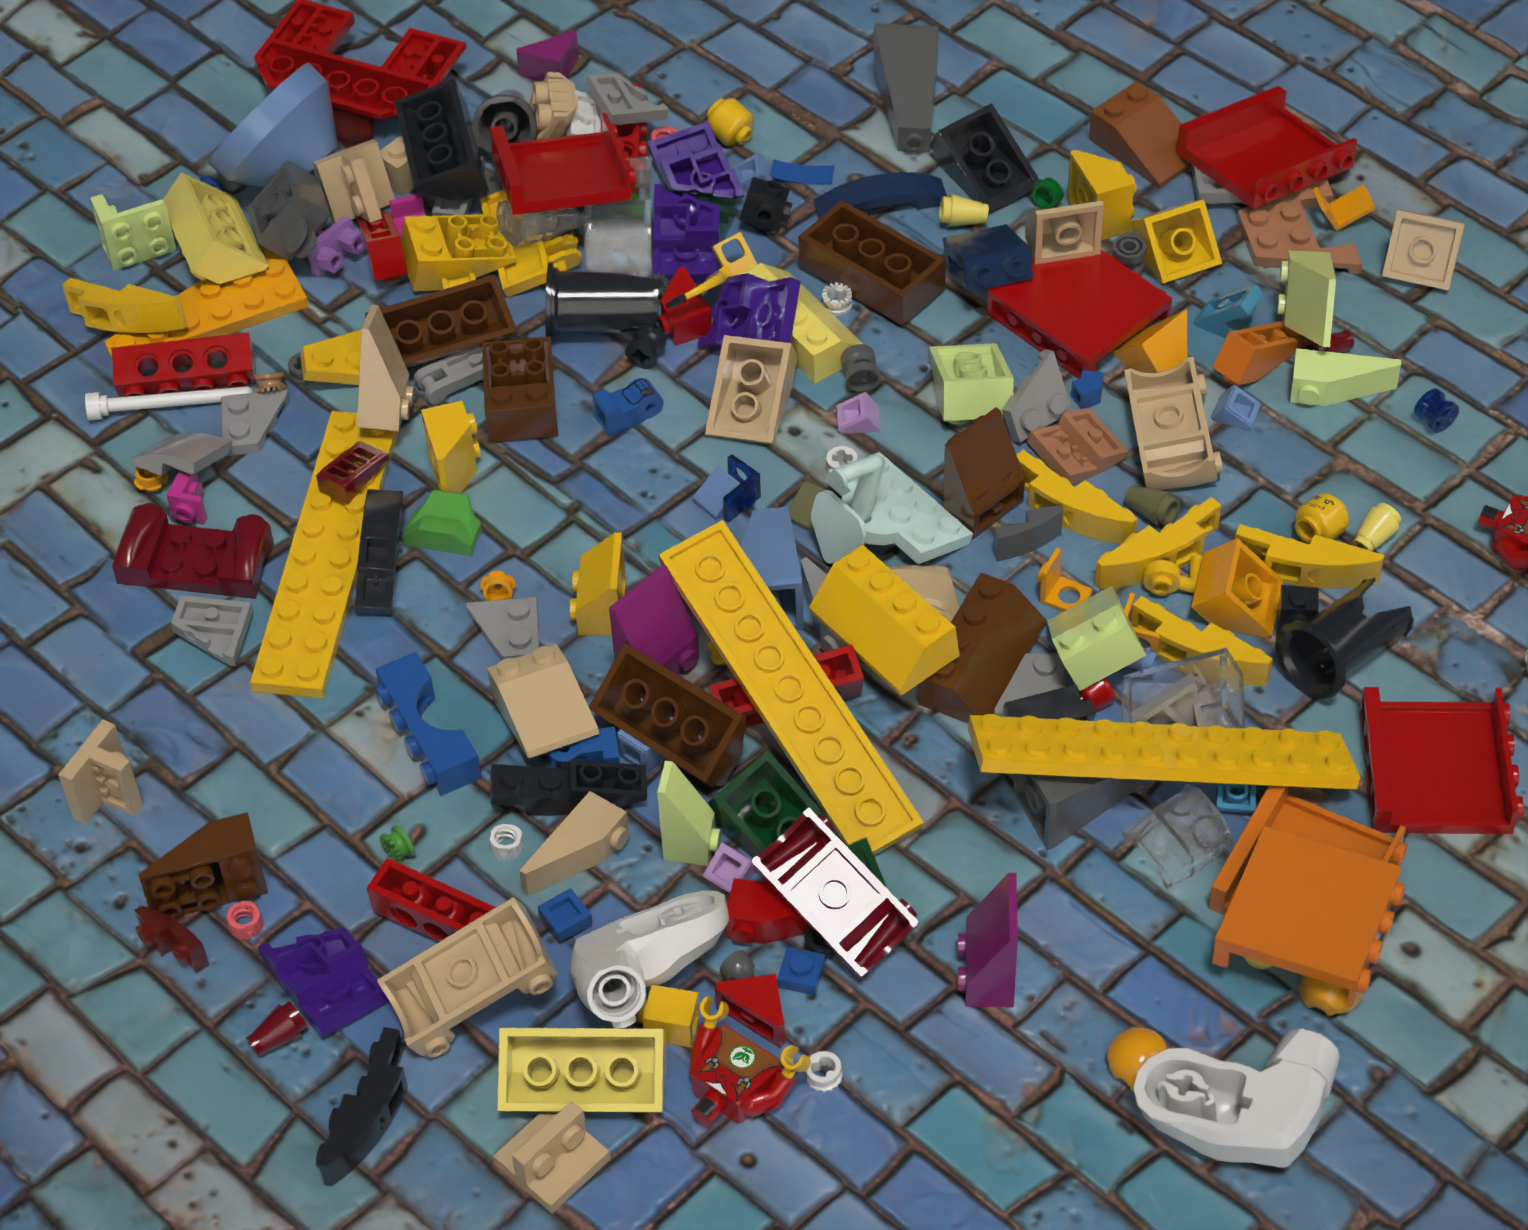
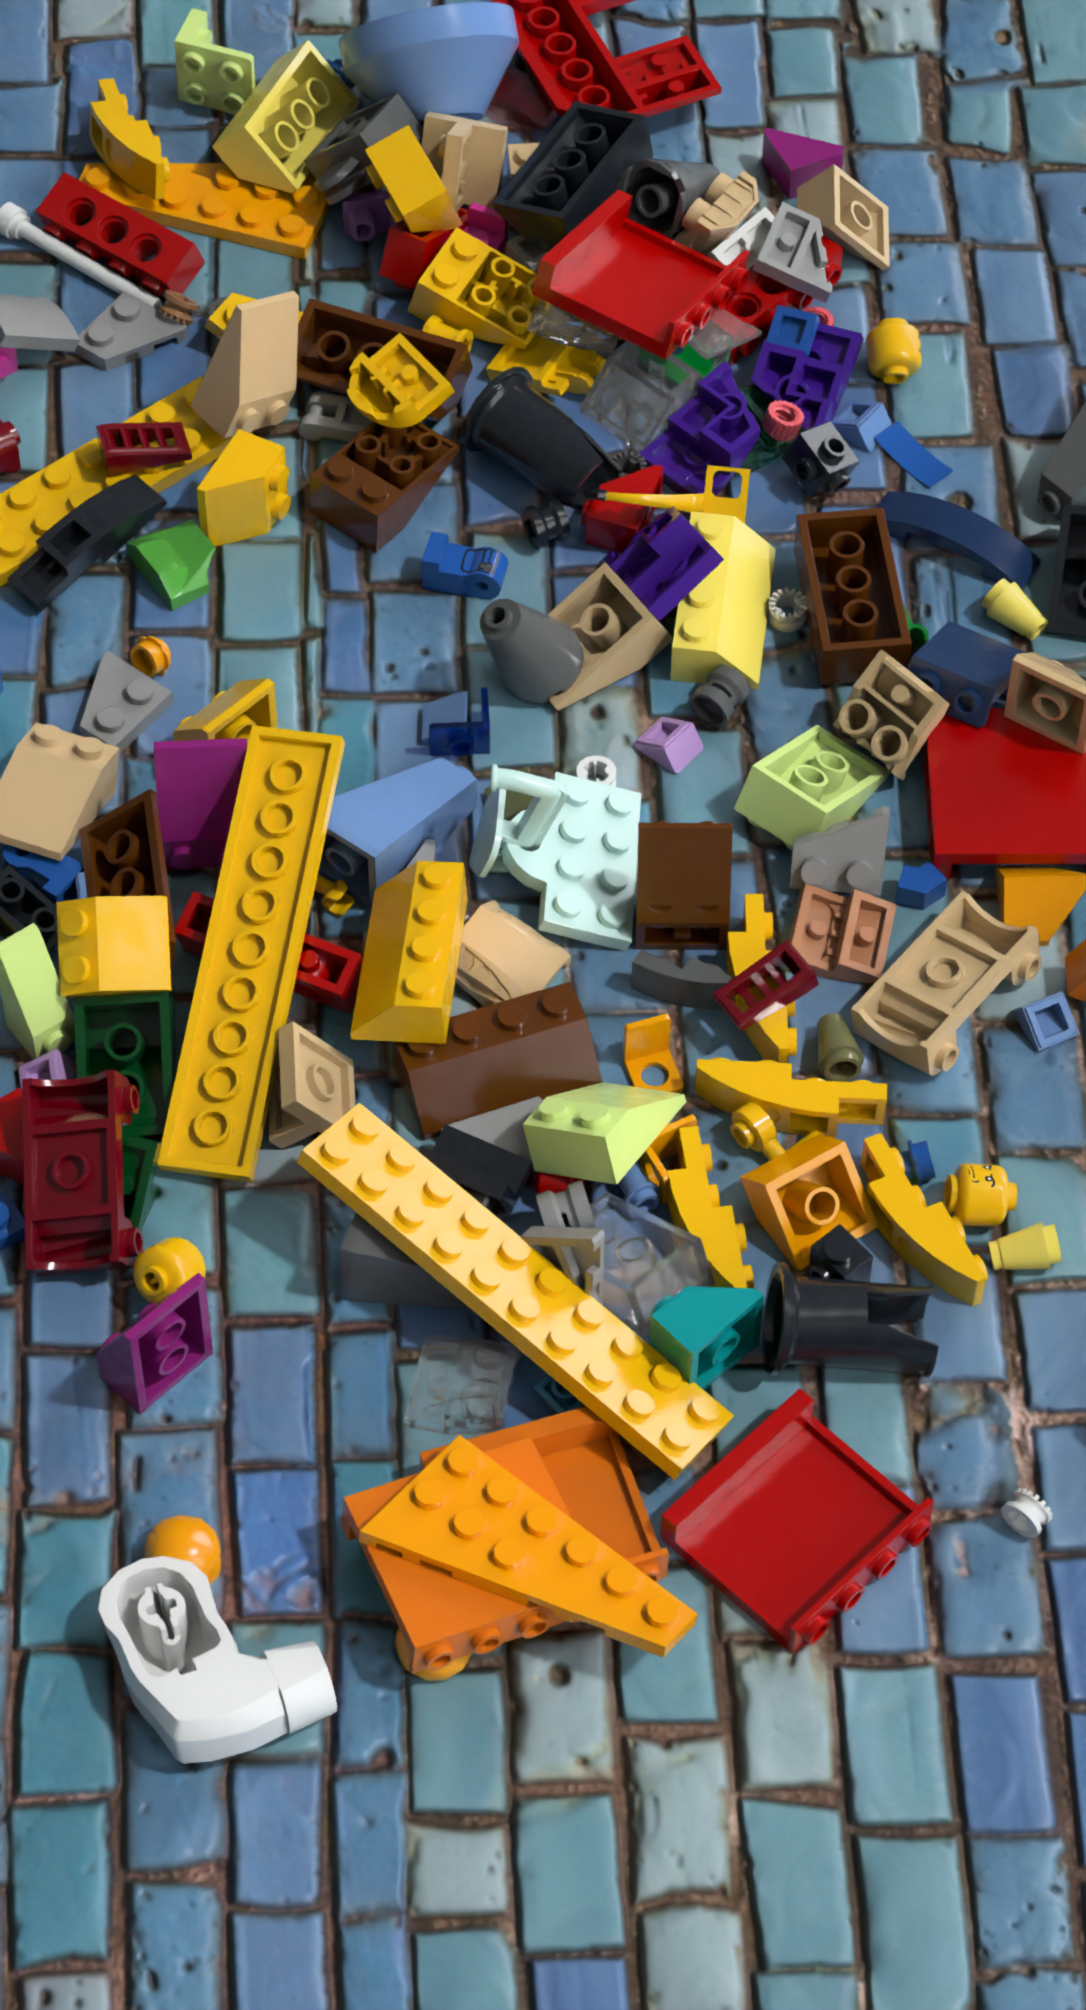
camera: 40 degrees right, 5 degrees up
(359, 201) = (411, 182): none -> yellow slope
(482, 322) = (396, 385): none -> yellow slope
(603, 59) = (848, 215): none -> tan slope
(667, 143) = (793, 328): none -> blue plate
(712, 745) = (113, 945): none -> yellow slope
(719, 195) = (782, 420): none -> coral axle
(735, 418) = (531, 650): none -> dark grey cone
(902, 749) = (309, 1088): none -> tan bracket
(945, 909) = (166, 1267): none -> yellow head
(978, 305) = (891, 713): none -> tan slope
(1095, 469) = (782, 956): none -> dark red slope
(1124, 696) = (566, 1207): none -> light grey wheel
(1267, 523) = (918, 1162): none -> blue plate
(1280, 694) = (706, 1330): none -> teal slope
(1335, 884) = (515, 1543): none -> light orange wing

